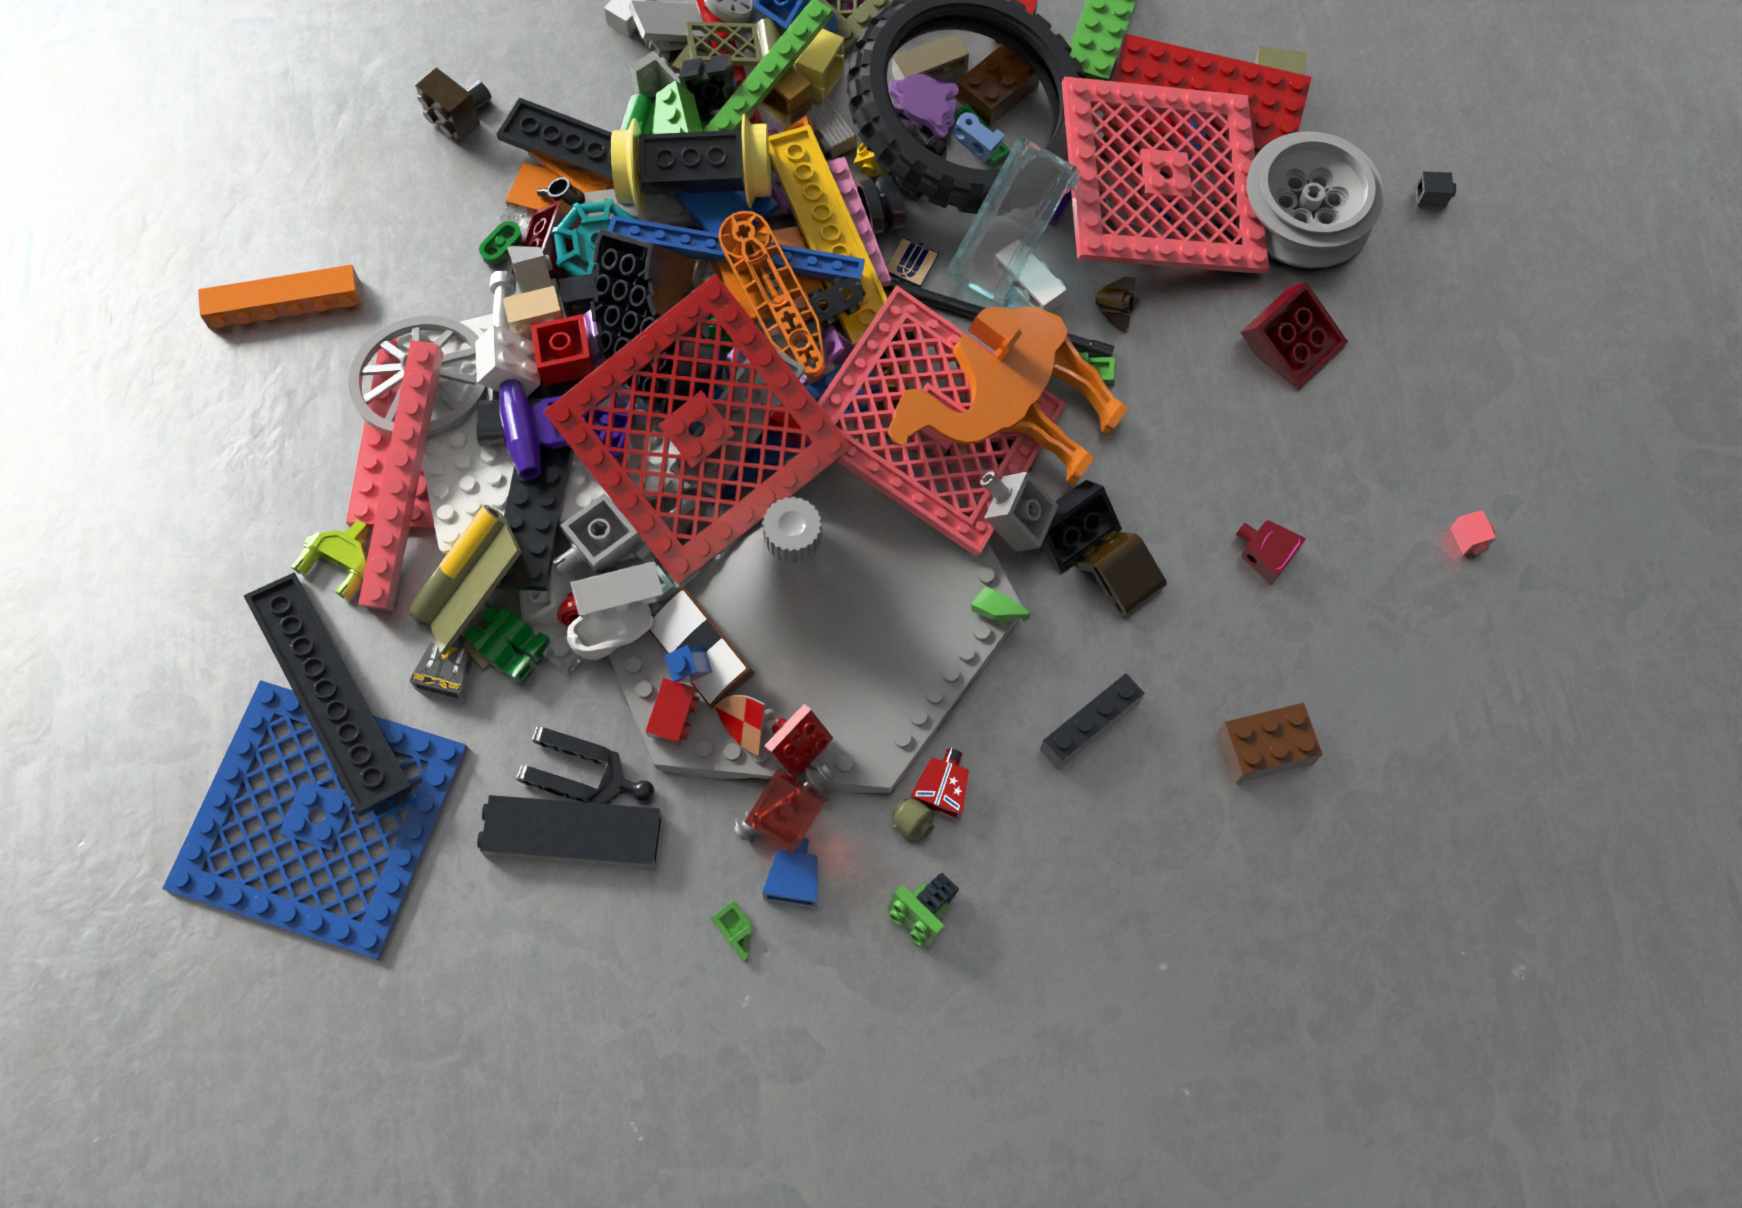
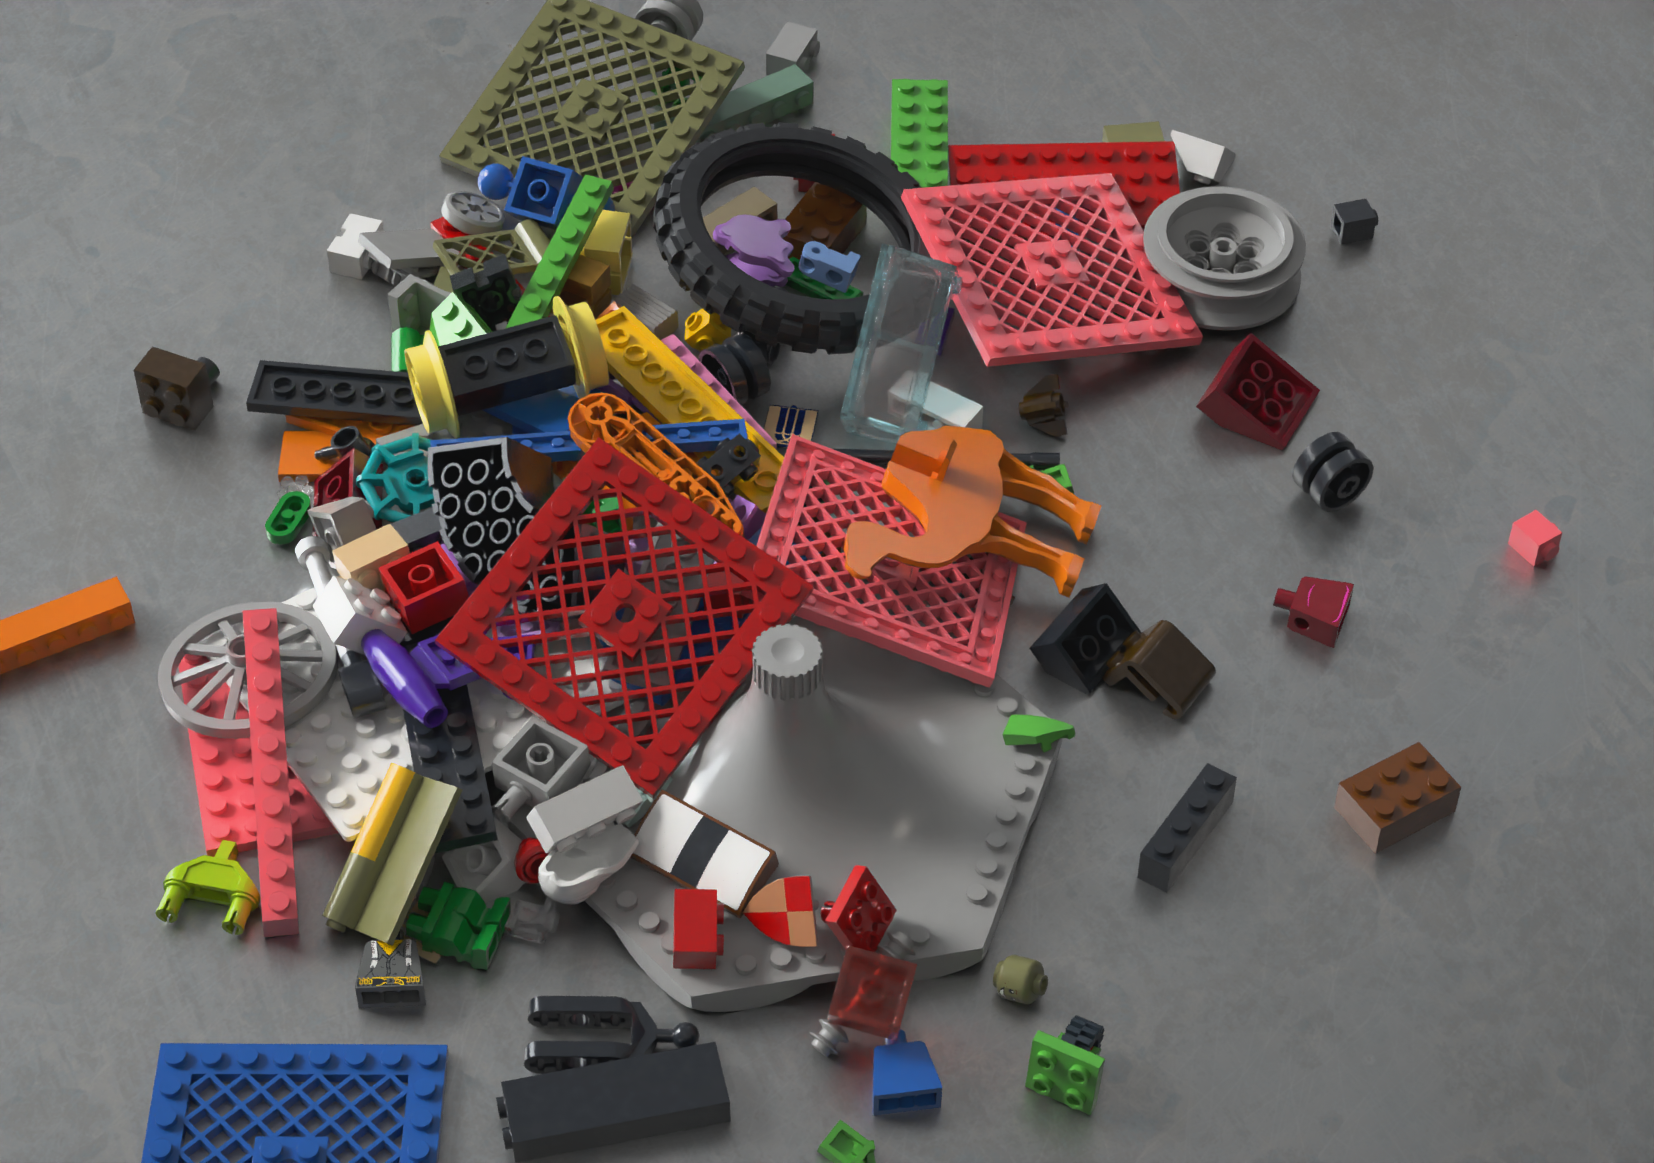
camera: 15 degrees left, 20 degrees down
(328, 694) = (257, 1029): black plate -> none
(688, 663) = (699, 864): blue brick -> none
(943, 785) = (1044, 935): red torso -> none
(1019, 509) = (1021, 624): light grey brick -> none
(1327, 428) = (1332, 471): none -> black wheel
(1331, 95) = (1203, 157): none -> white slope

